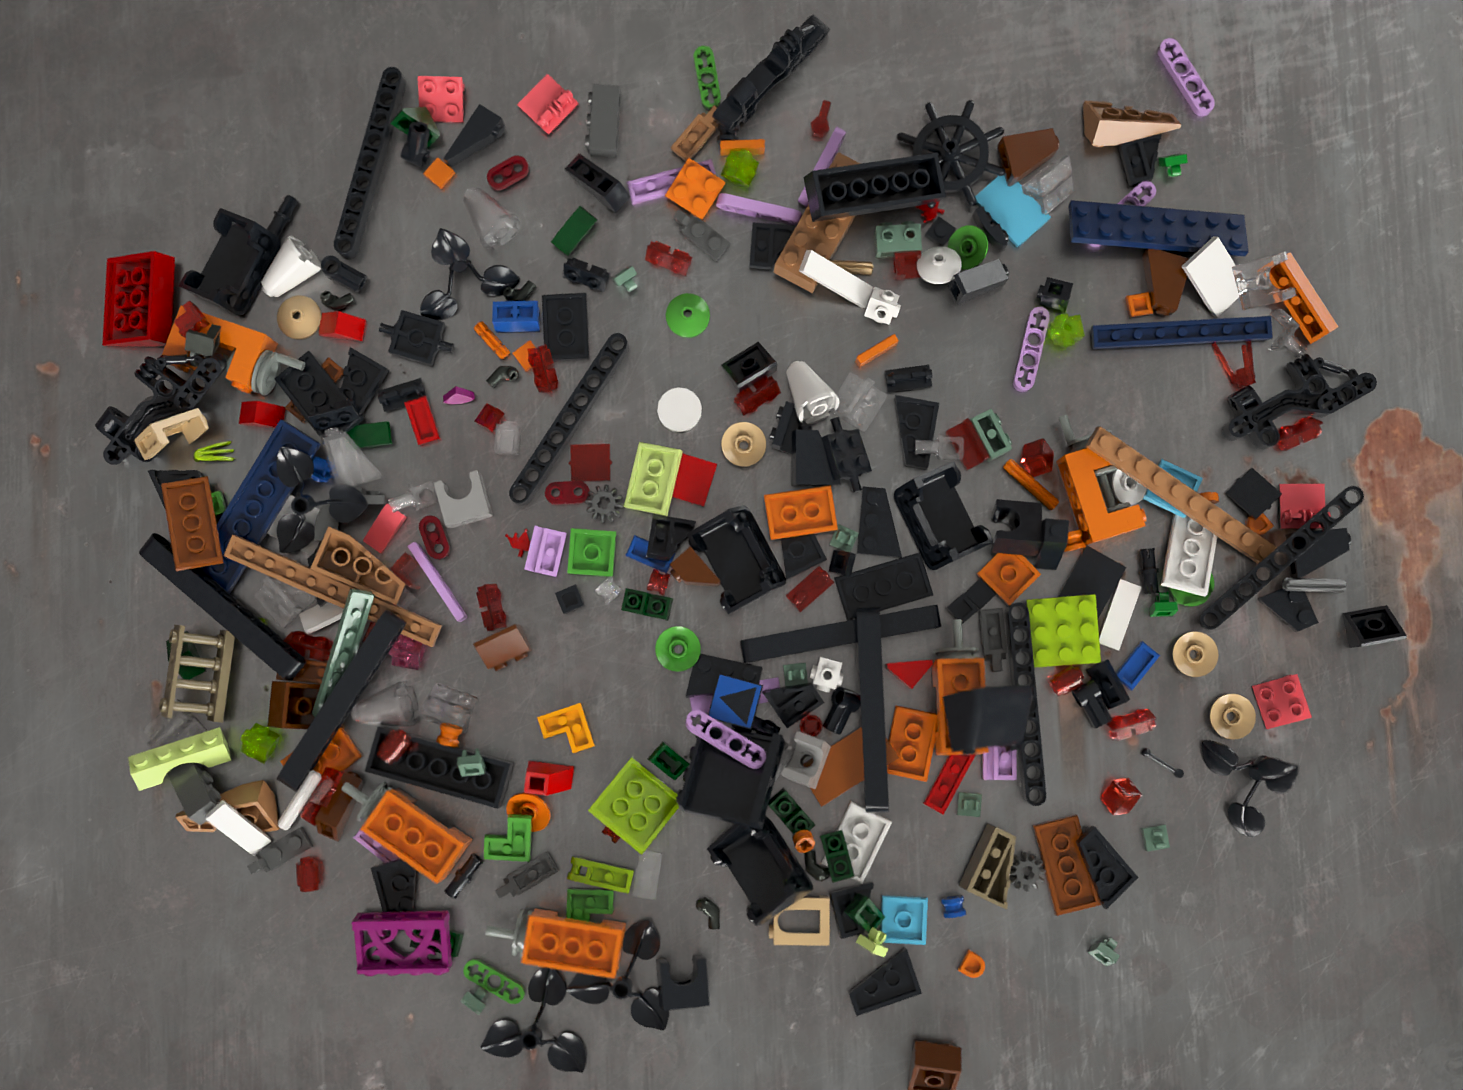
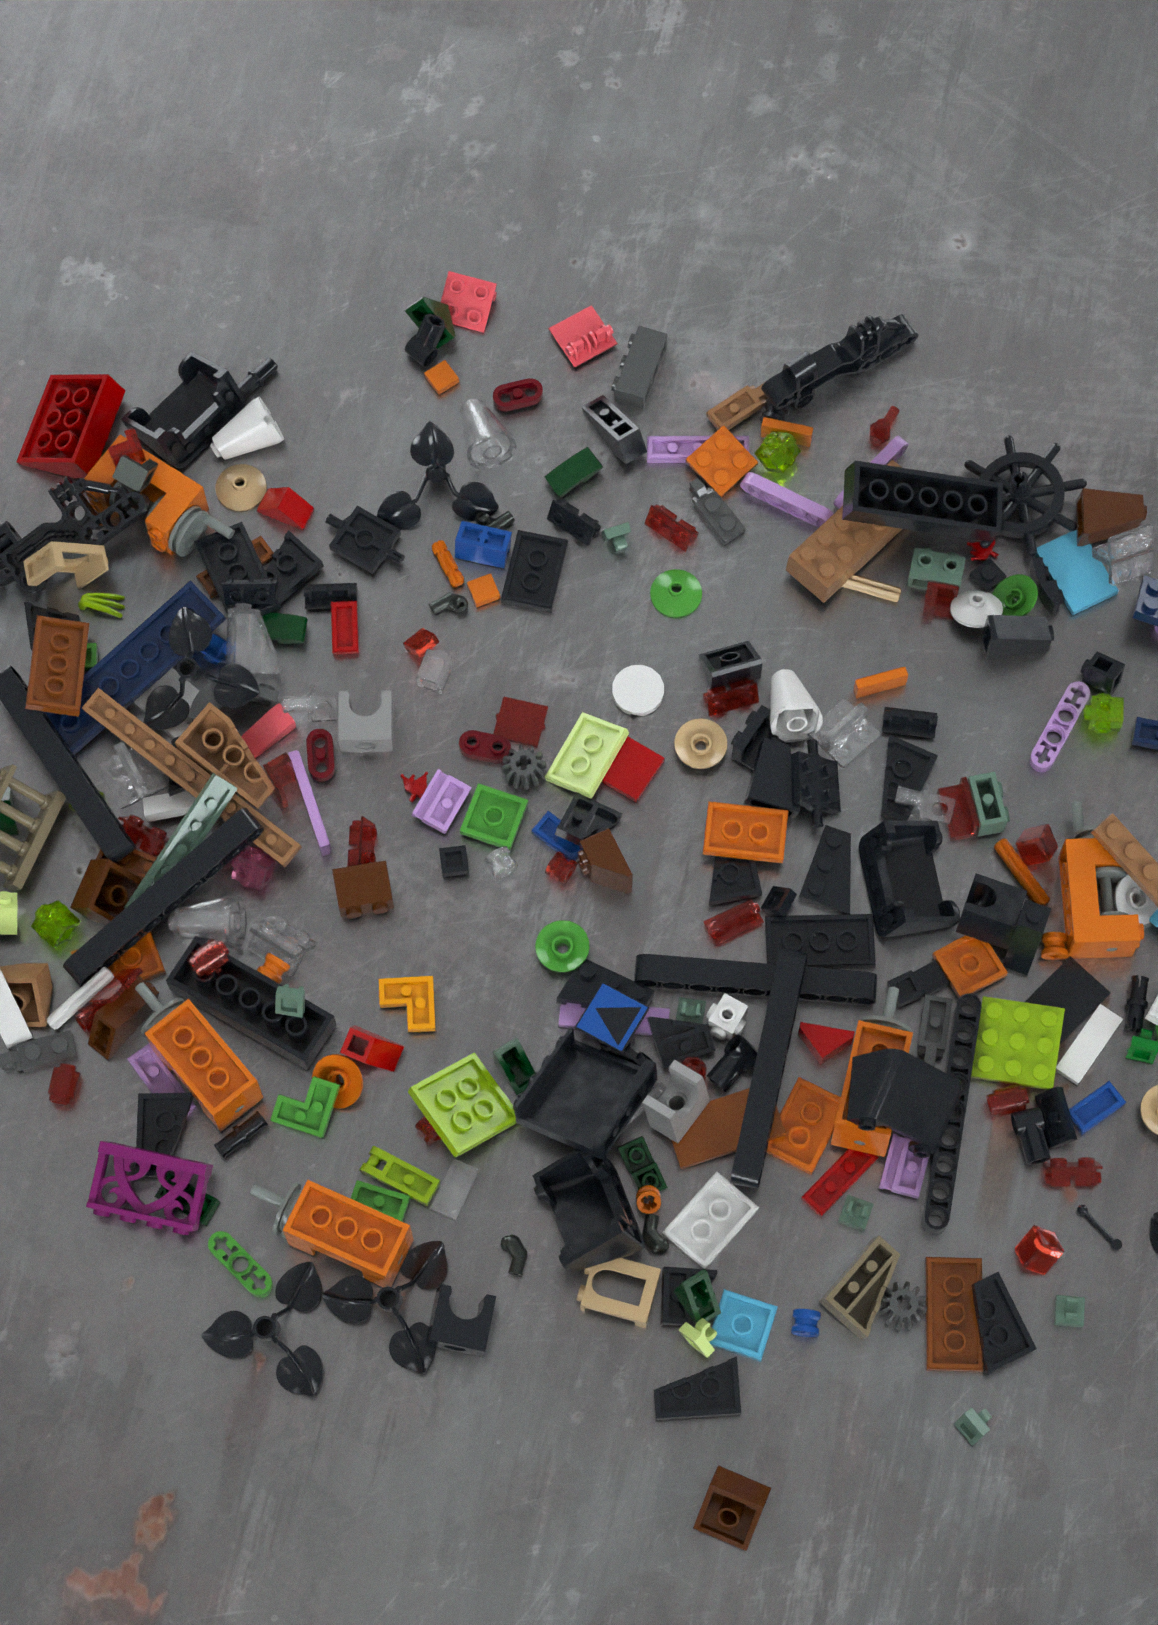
camera: 15 degrees right, 15 degrees down
(261, 414) = (166, 575): red slope -> none
(334, 302) = (282, 479): pearl dark grey arm -> none
(344, 274) = (305, 454): black piece -> none
(367, 153) = (368, 357): black beam -> none
(458, 396) = (392, 612): magenta tile -> none
(474, 1001) = (211, 1278): sand green tile -> none
(476, 135) = (493, 348): black slope -> none
(528, 876) = (314, 1154): dark grey hinge -> none
(544, 378) = (494, 617): clear red hinge -> none
(569, 408) = (504, 678): black beam -> none
(647, 604) = (540, 890): dark green slope -> none
(712, 70) = (762, 343): bright green beam -> none
(727, 736) = (585, 1056): lavender beam -> none
(738, 557) = (662, 861): black windscreen -> none
(768, 243) = (784, 537): black wing -> none
(836, 279) = (854, 590): white tile -> none
(837, 856) = (683, 1226): dark green slope -> none
(843, 538) = (788, 876): sand green tile -> none
(882, 306) = (900, 635): white brick -> none
(972, 965) = (810, 1400): orange tile -> none

